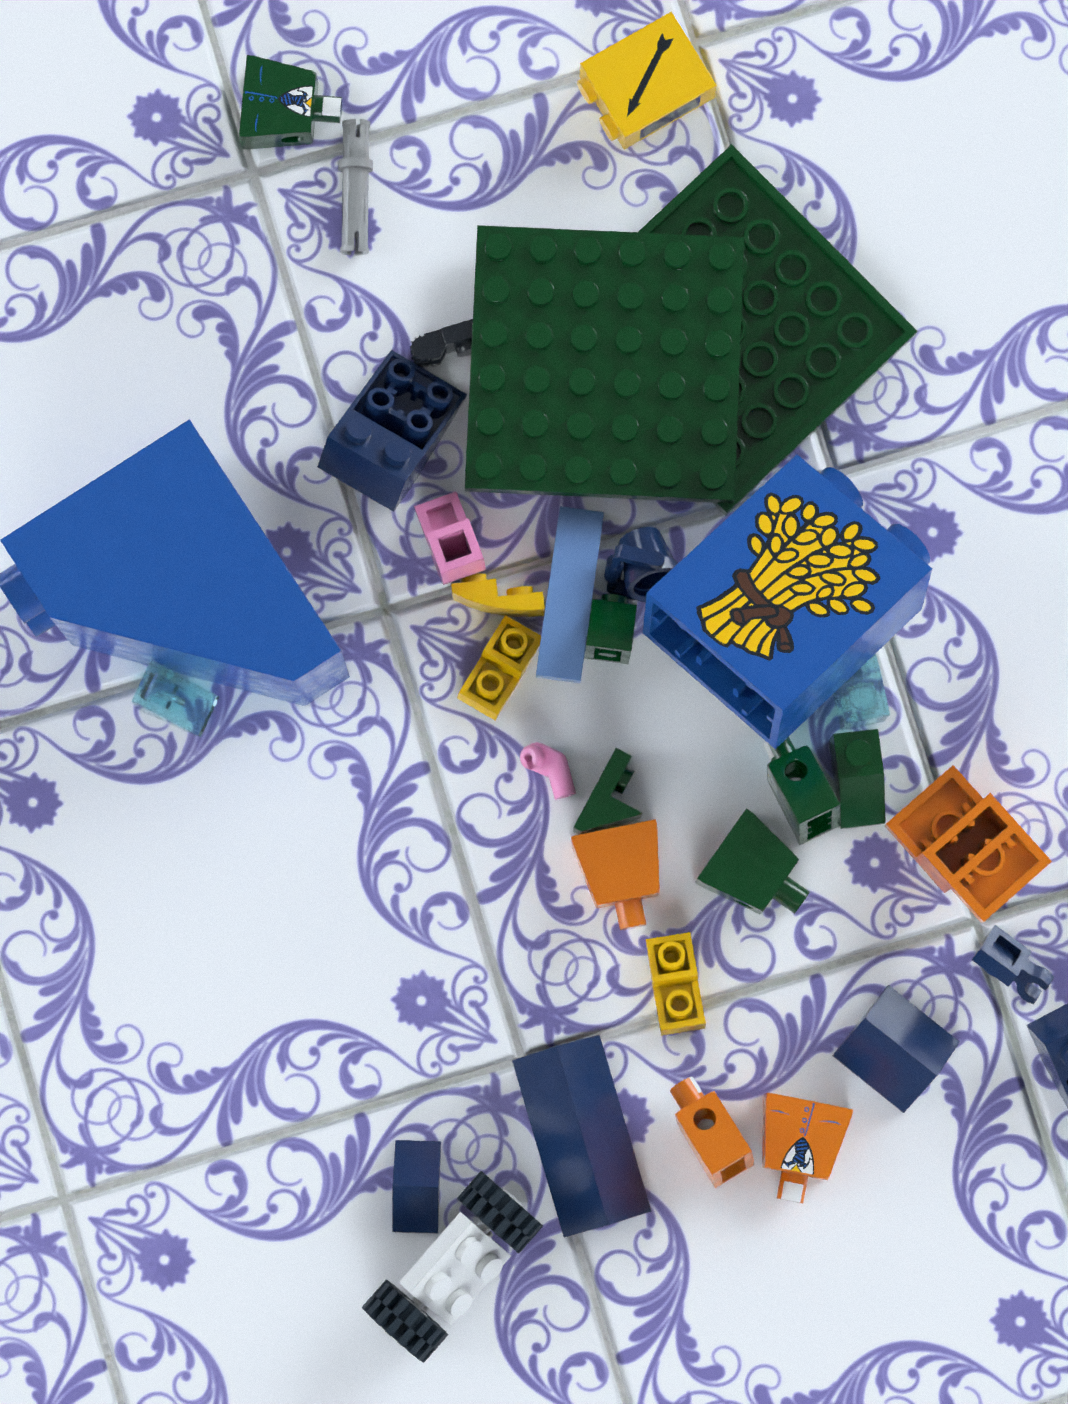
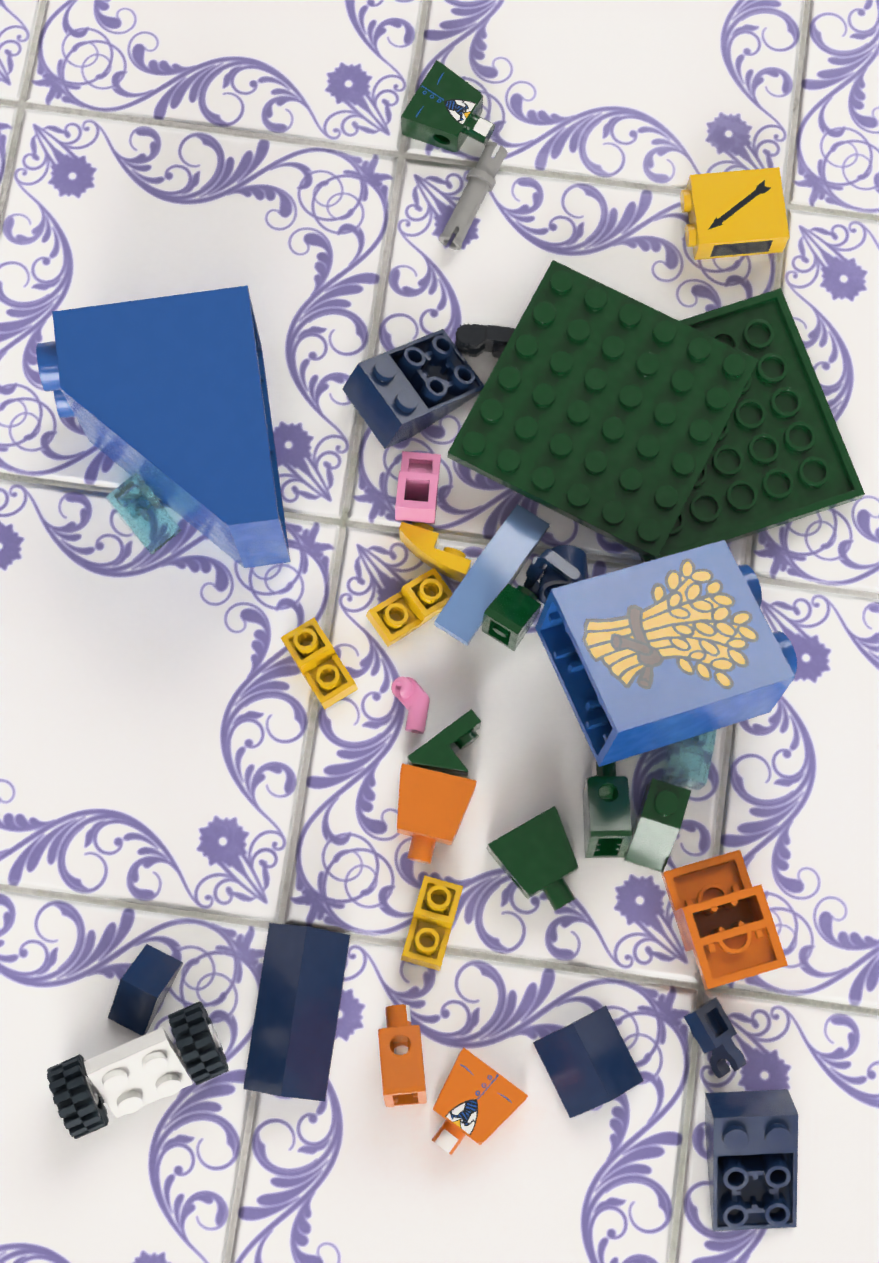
camera: 25 degrees right, 5 degrees down
(433, 771) = (319, 663): none -> yellow slope

